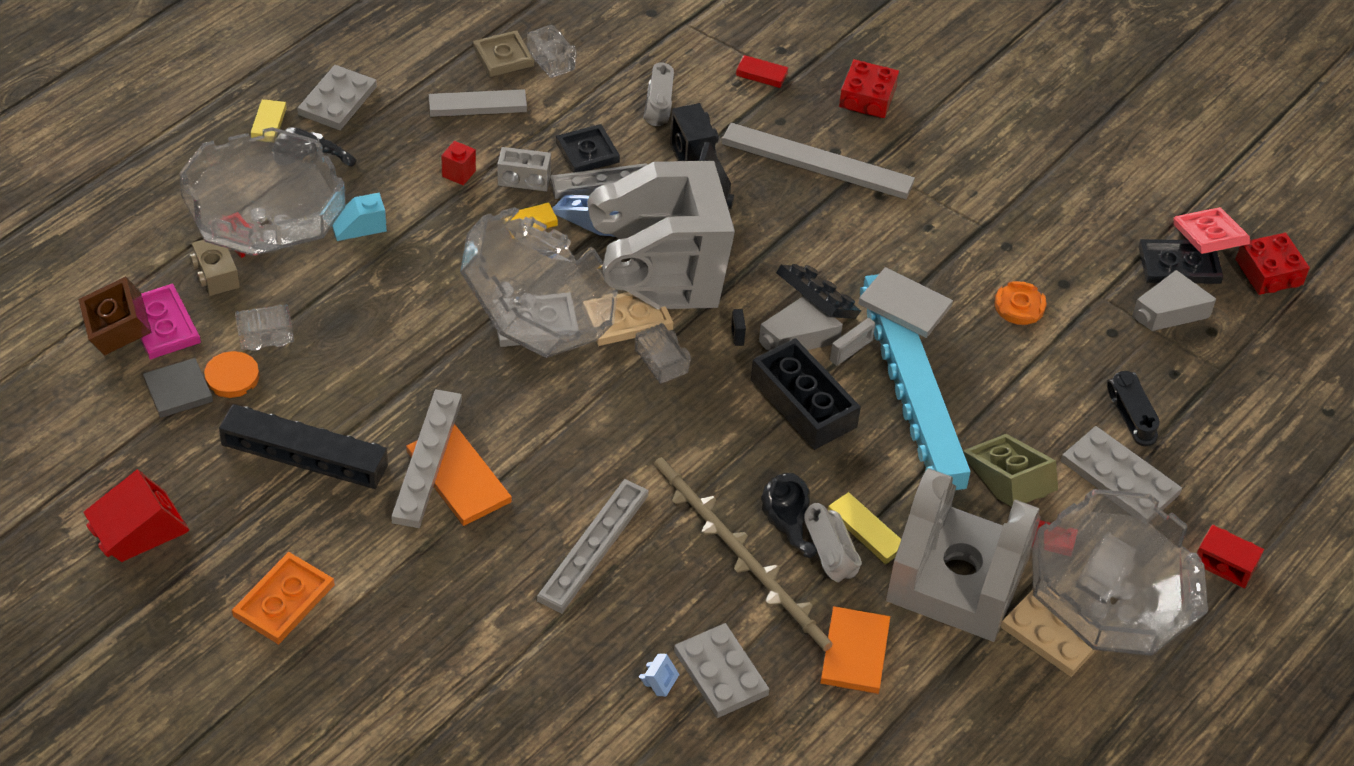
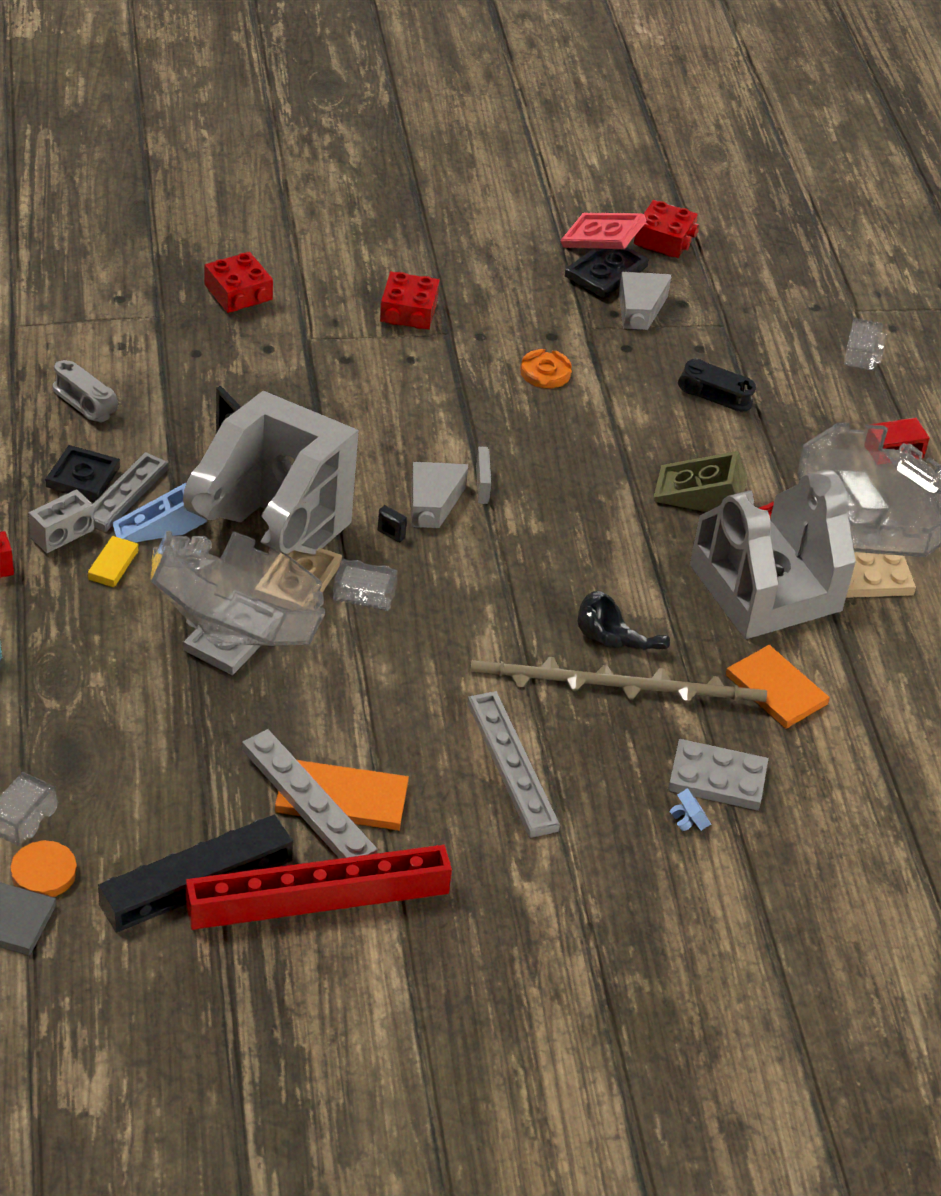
camera: 50 degrees left, 5 degrees down
(134, 518) = (144, 1046): red slope -> none
(283, 598) = (352, 999): orange plate -> none
(354, 514) = (317, 886): none -> red brick
(690, 131) = (167, 405): black brick -> none
(762, 71) = (131, 323): red tile -> none
(805, 393) = (509, 534): black brick -> none
(818, 160) = (267, 363): light grey tile -> none
(819, 291) = (415, 453): black plate -> none
(832, 542) = (685, 628): light grey piece -> none
(867, 527) = (669, 598): light yellow tile -> none
(905, 302) = (491, 416): light grey tile -> none
(920, 397) = (562, 471): medium azure brick -> none
(977, 182) = (409, 300): none -> red brick
(1116, 468) = (760, 436): light grey plate -> none
(1318, 466) = (865, 344): none -> clear brick

